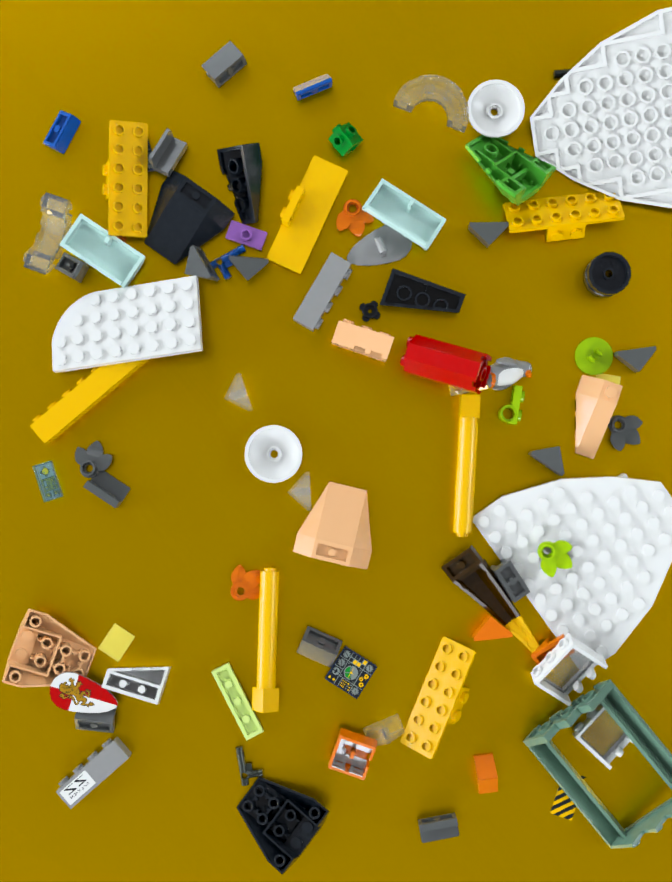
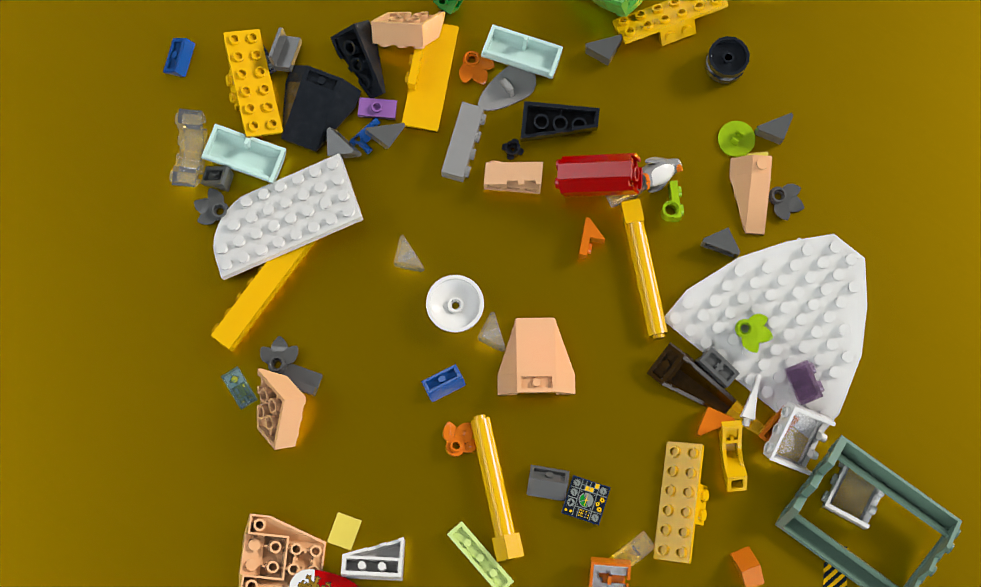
camera: 15 degrees left, 10 degrees down
(59, 294) = (209, 207): none -> dark grey plate
(79, 515) = (279, 409): none -> light nougat wedge
(244, 526) = (443, 383): none -> blue slope
(295, 162) = (407, 29): none -> light nougat wedge
(422, 416) = (591, 234): none -> orange slope
(500, 668) = (731, 456): none -> yellow arch
(528, 630) = (749, 410): none -> white piece
(589, 618) = (804, 382): none -> clear purple brick

